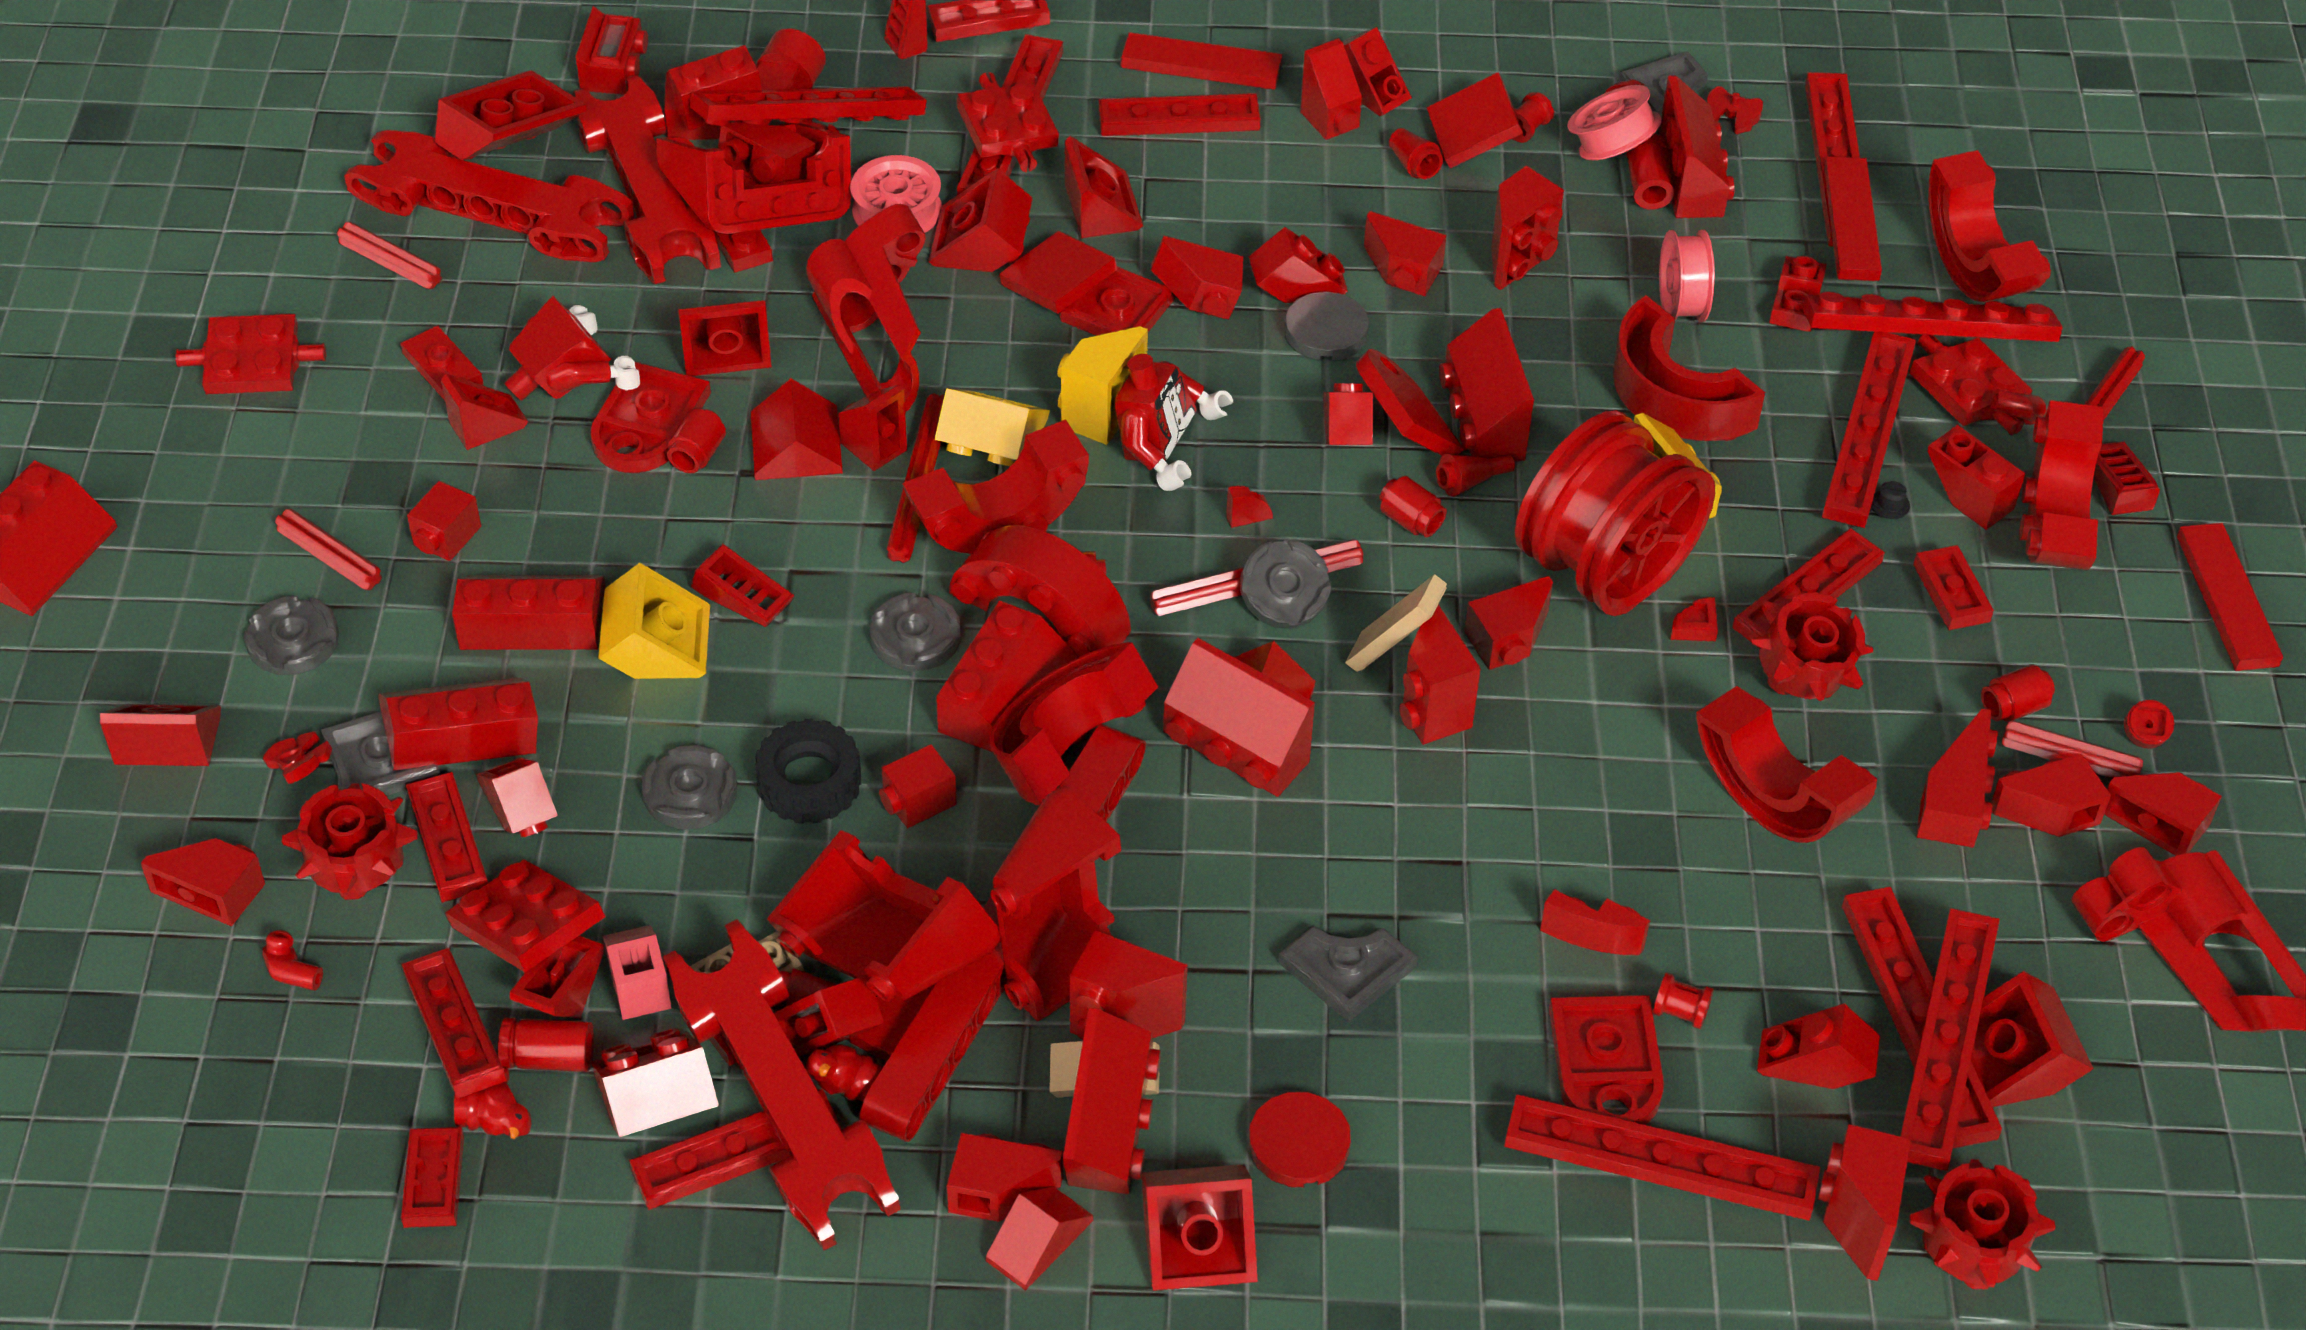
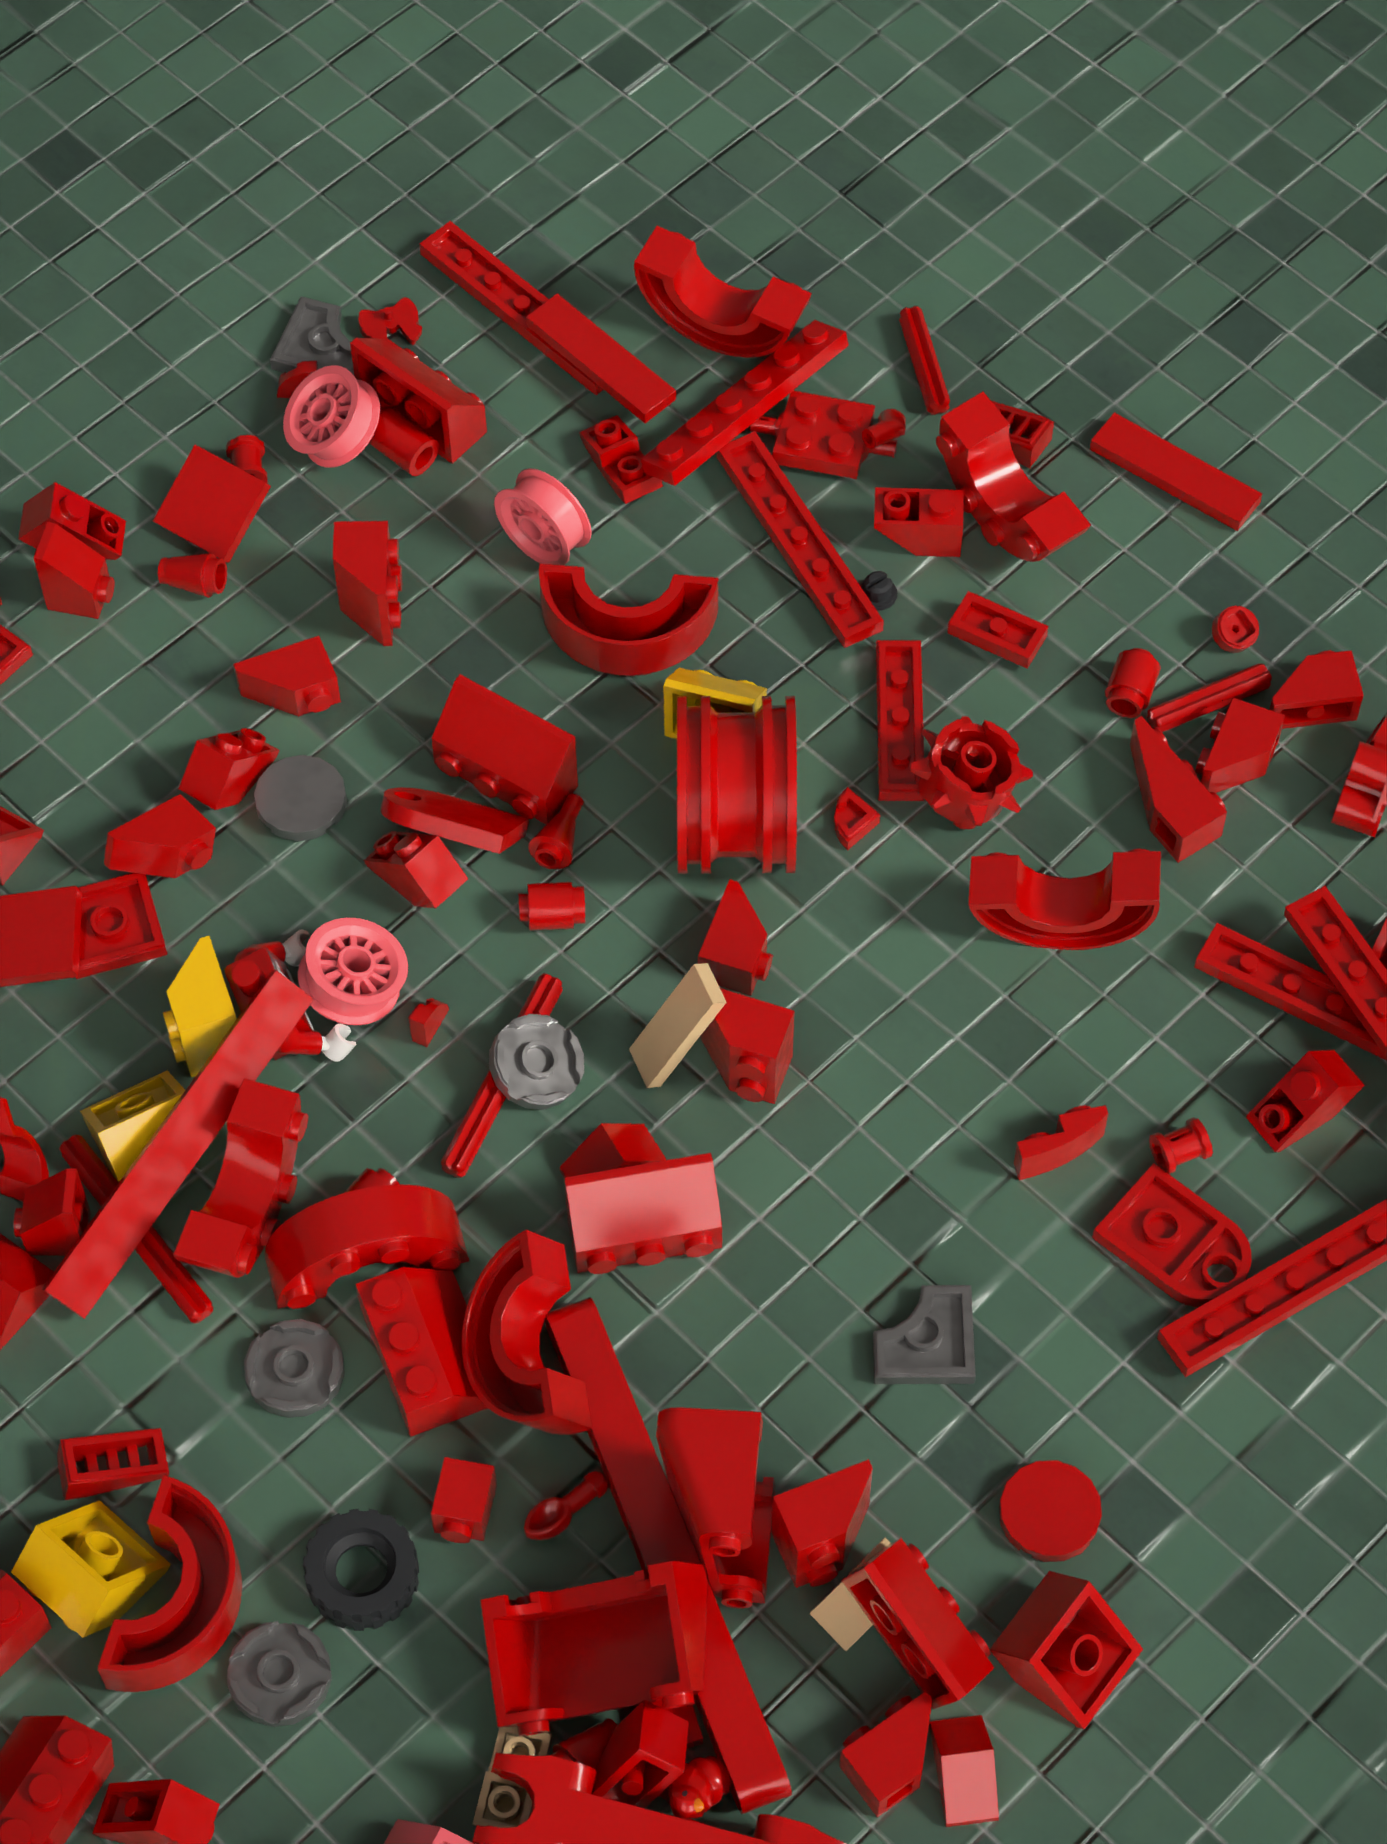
camera: 45 degrees left, 10 degrees up
(681, 700) = (201, 1613): none -> red brick
(968, 848) = (555, 1513): none -> red piece
(988, 435) = (176, 1145): none -> tile
(1229, 437) = (353, 971): none -> coral wheel

